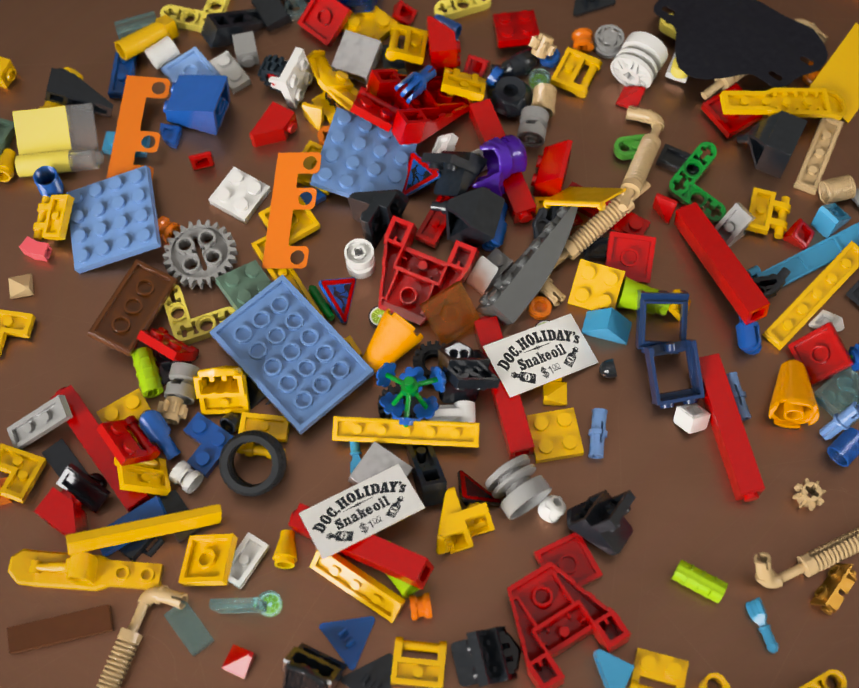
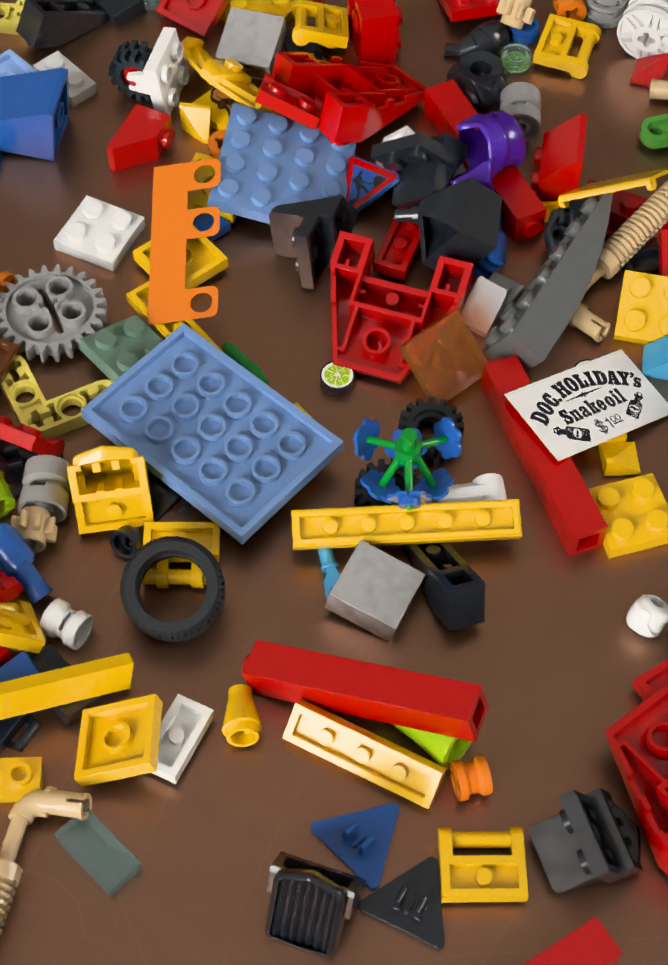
camera: 10 degrees left, 10 degrees down
(201, 160) = (37, 190): red slope -> none
(212, 441) = (99, 571): blue plate -> none
(238, 605) = (177, 803): clear light blue tile -> none
(239, 661) = (187, 894): slope -> none
(246, 49) = (85, 46): light grey brick -> none
(274, 603) = (225, 801): clear light blue tile -> none
(339, 295) = (273, 350): piece -> none
(360, 258) = (296, 298): white wheel -> none
(361, 511) = (357, 638): white sticker -> none
(390, 340) = (364, 391): light orange cone -> none
(416, 82) = (344, 64): blue arm -> none
(460, 525) = (518, 644): yellow piece -> none
(463, 84) = (402, 66): yellow plate -> none
(465, 372) = (486, 434): black piece -> none
(473, 492) = (523, 606): piece -> none
(476, 65) = (423, 48): red slope -> none
(494, 76) = (453, 55): blue tile -> none
(515, 482) = (593, 584): light grey wheel -> none
(540, 308) = (574, 346): orange tile -> none
(545, 96) = (531, 70): tan piece -> none

